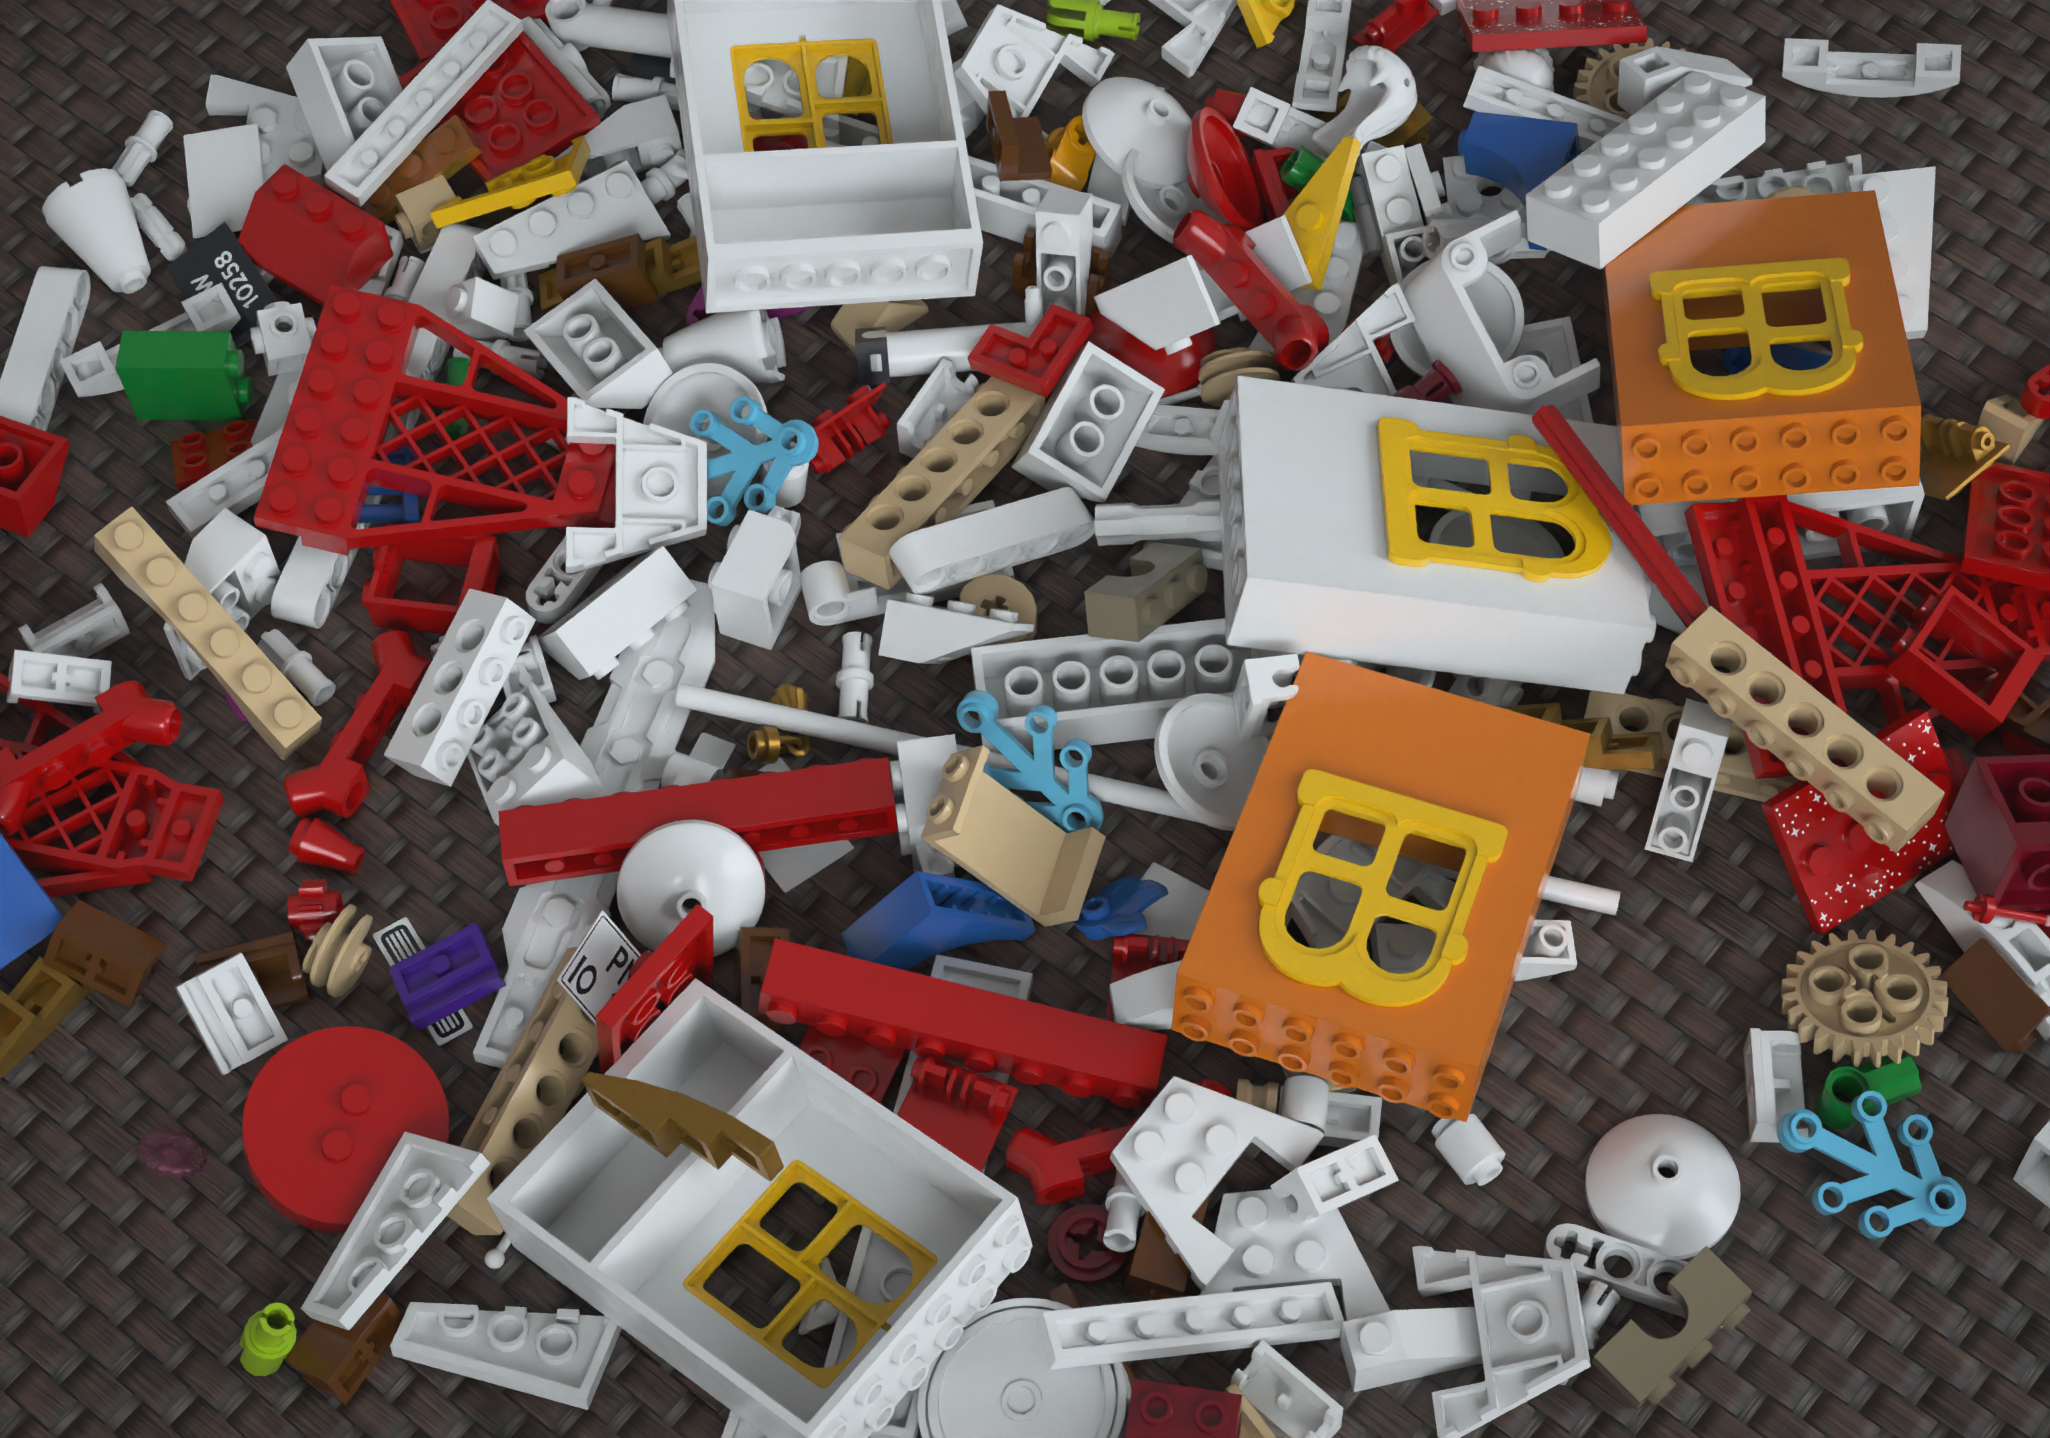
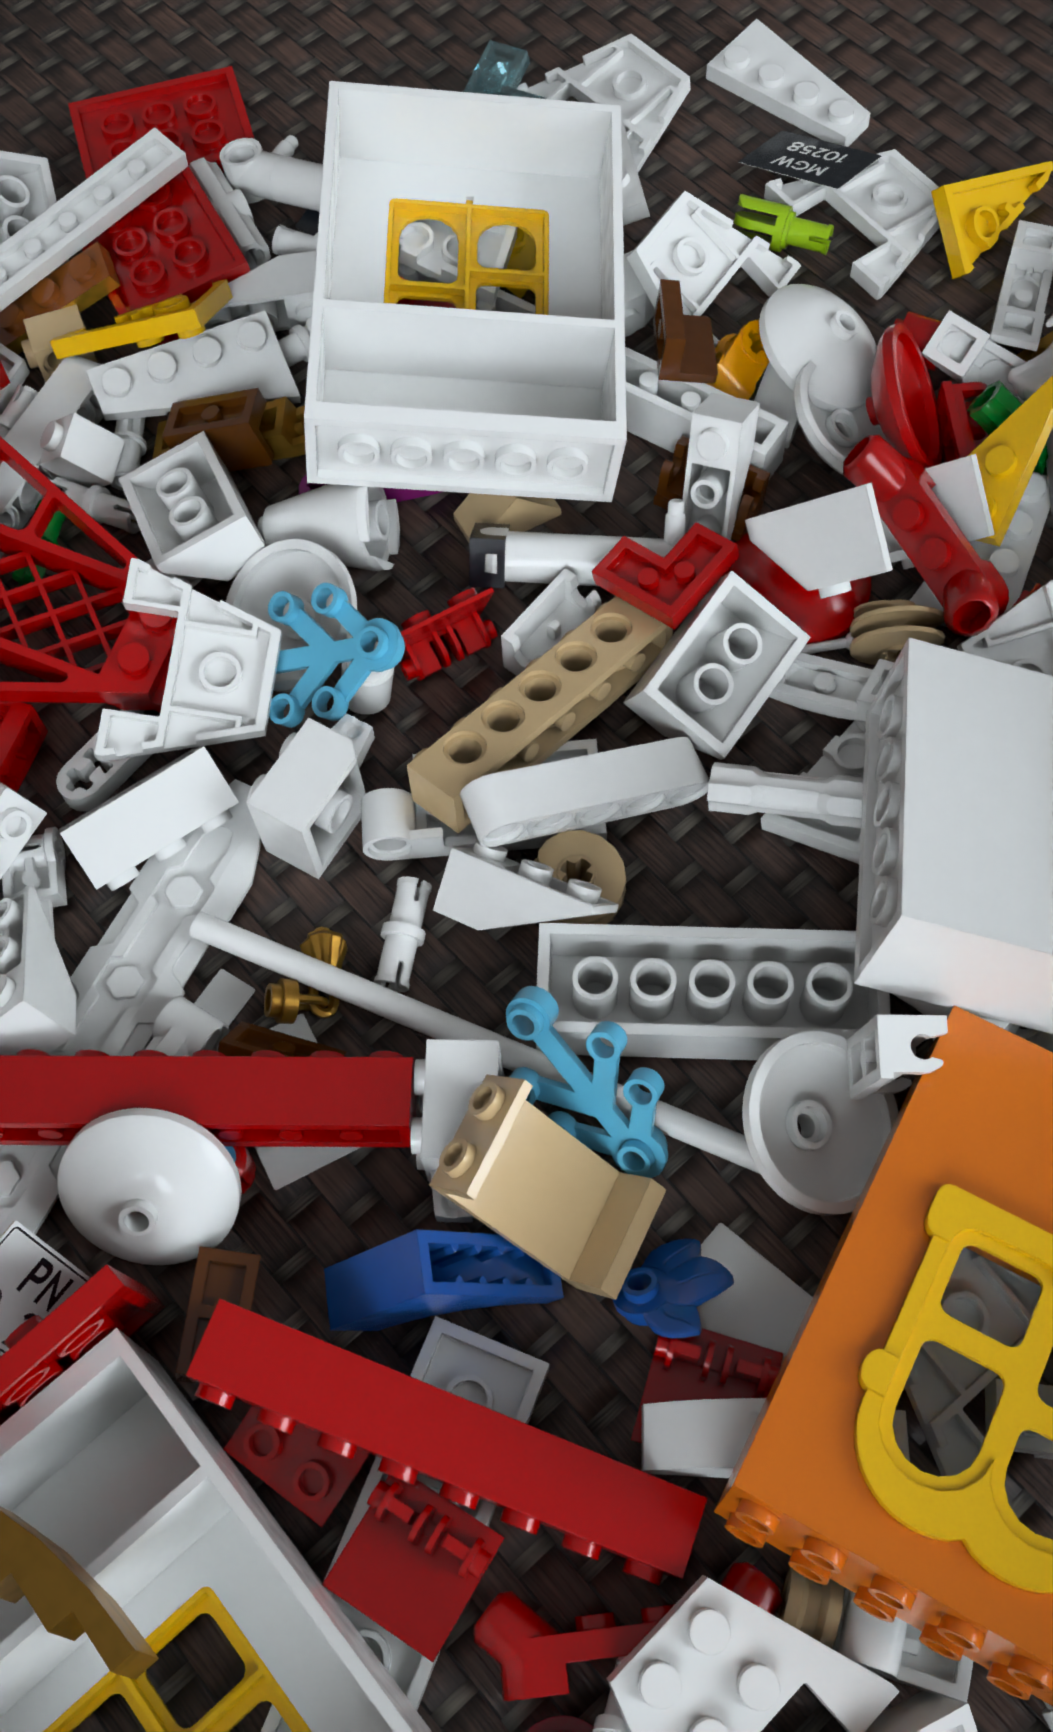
camera: 10 degrees right, 5 degrees up
(1160, 586) = (744, 901): dark tan arch -> none

